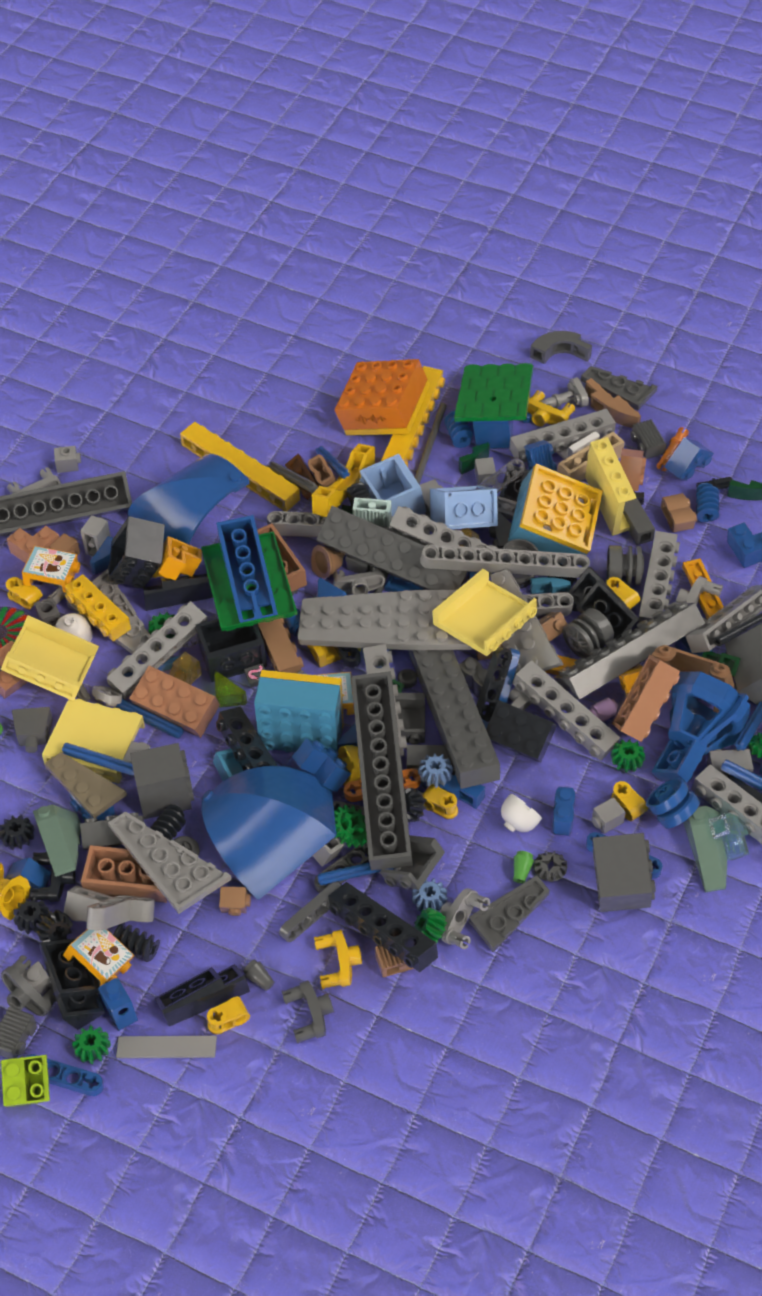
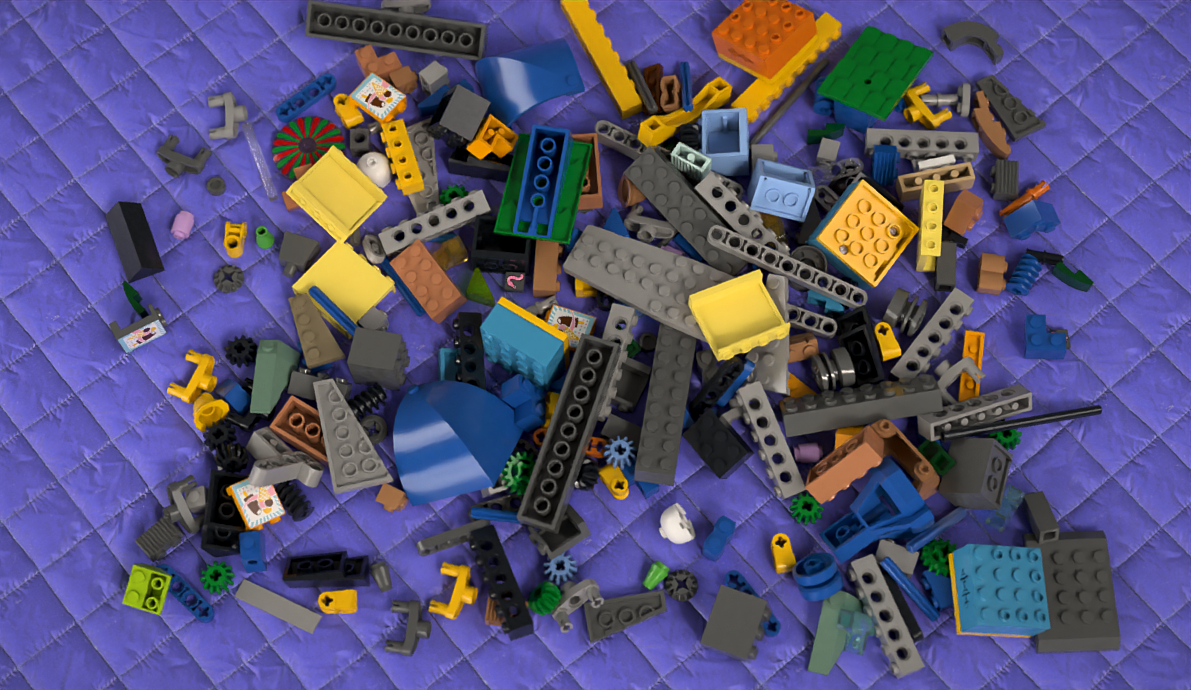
camera: 25 degrees right, 15 degrees up
(608, 815) = (756, 560): light grey brick -> none

